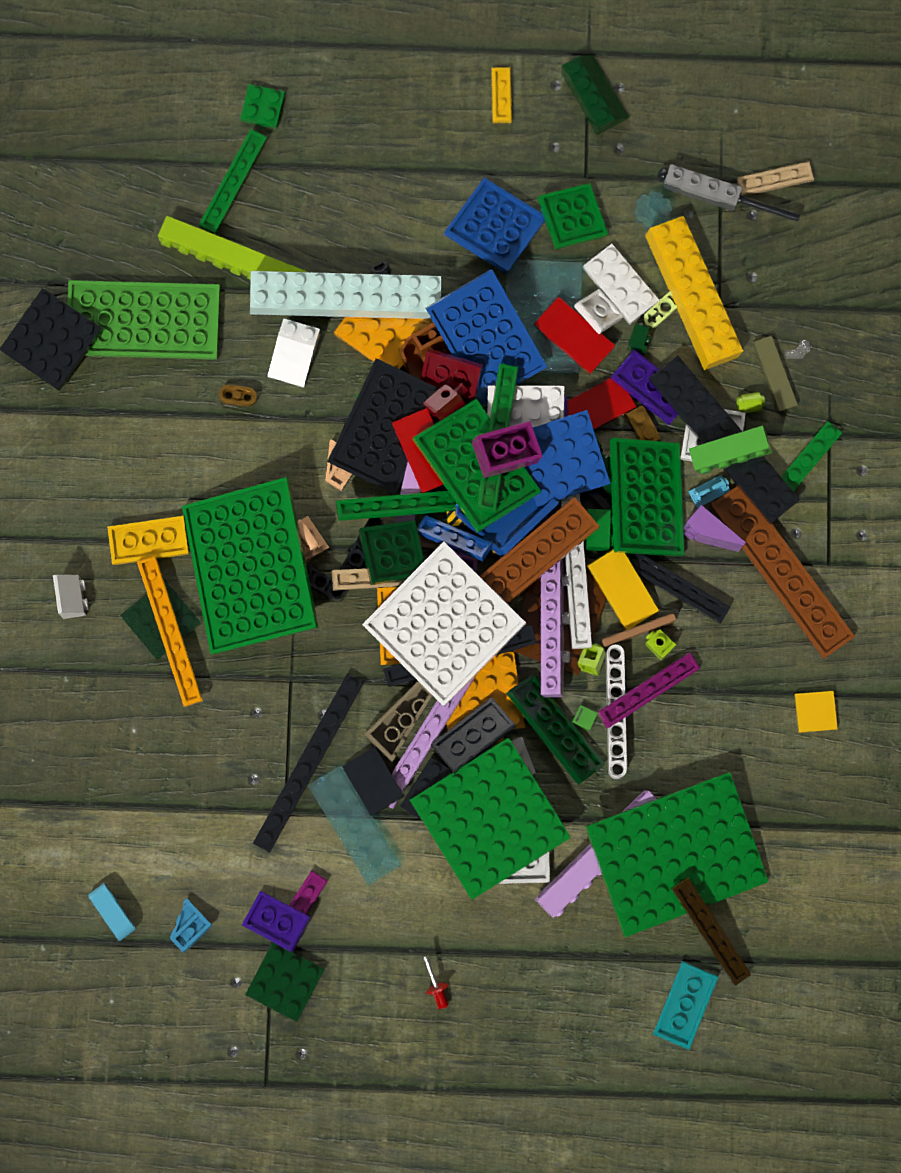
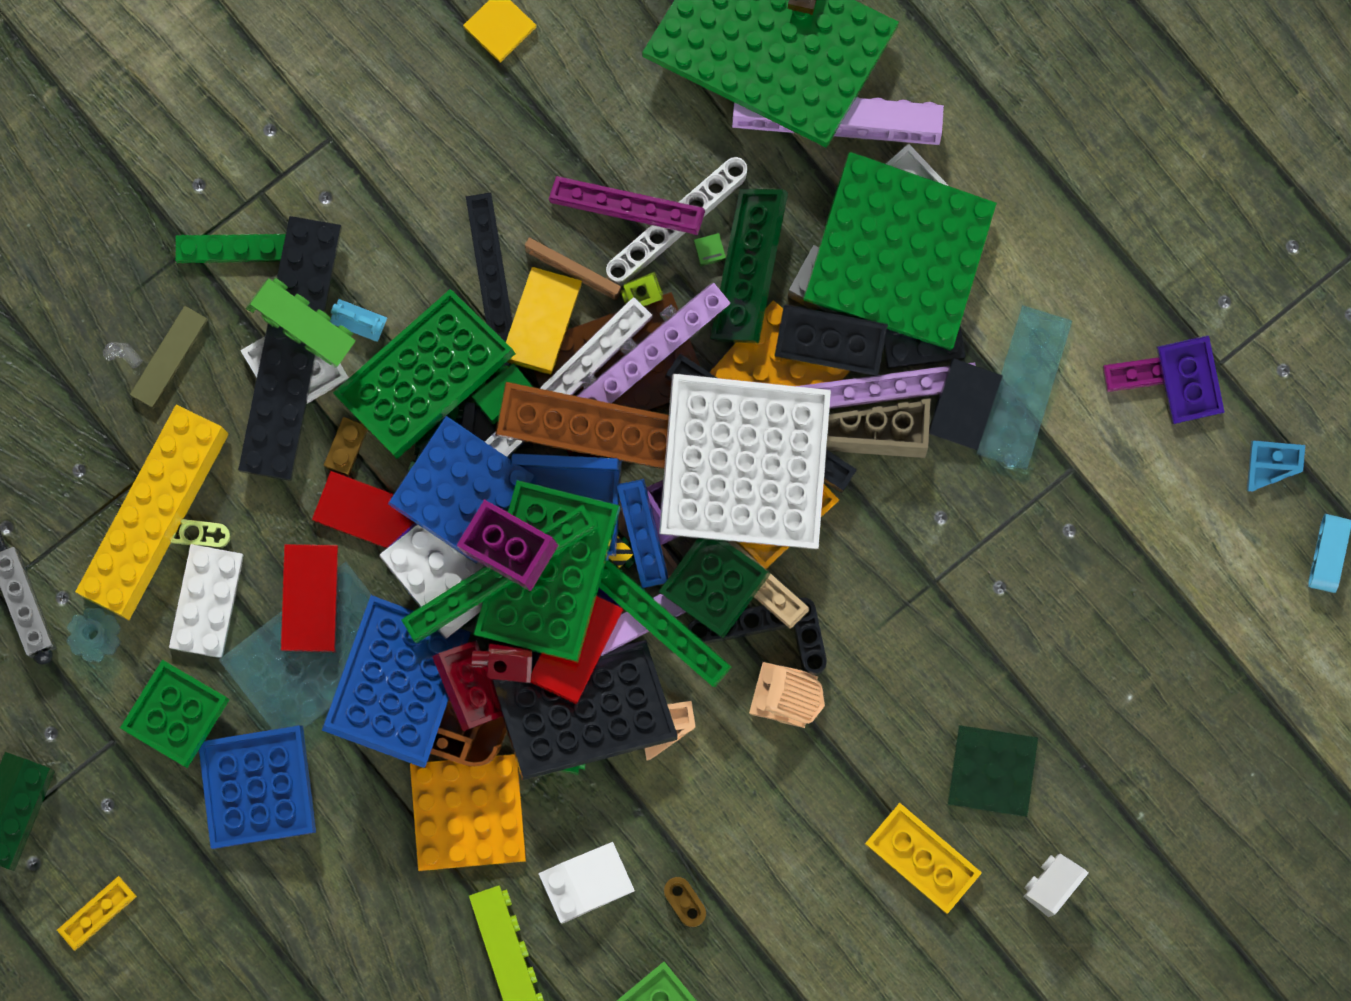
camera: 130 degrees left, 0 degrees up
(169, 631) = (998, 747): light orange tile -> none
(250, 566) = (859, 720): green plate -> none
(284, 982) = (1241, 321): dark green plate -> none
(308, 763) = (1003, 488): black plate -> none
(342, 294) = (478, 877): light aqua brick -> none
(381, 268) = (412, 870): black tile -> none
(437, 989) = (1112, 164): red piece -> none
(599, 311) = (259, 595): white tile -> none
(634, 377) = (302, 498): dark purple tile -> none
(639, 338) = (252, 529): dark green brick -> none
(659, 651) = (567, 225): lime brick -> none
(709, 530) = (404, 289): medium lavender slope -> none
(750, 402) = (224, 355): lime brick -> none
(784, 573) = (381, 175): dark orange plate -> none

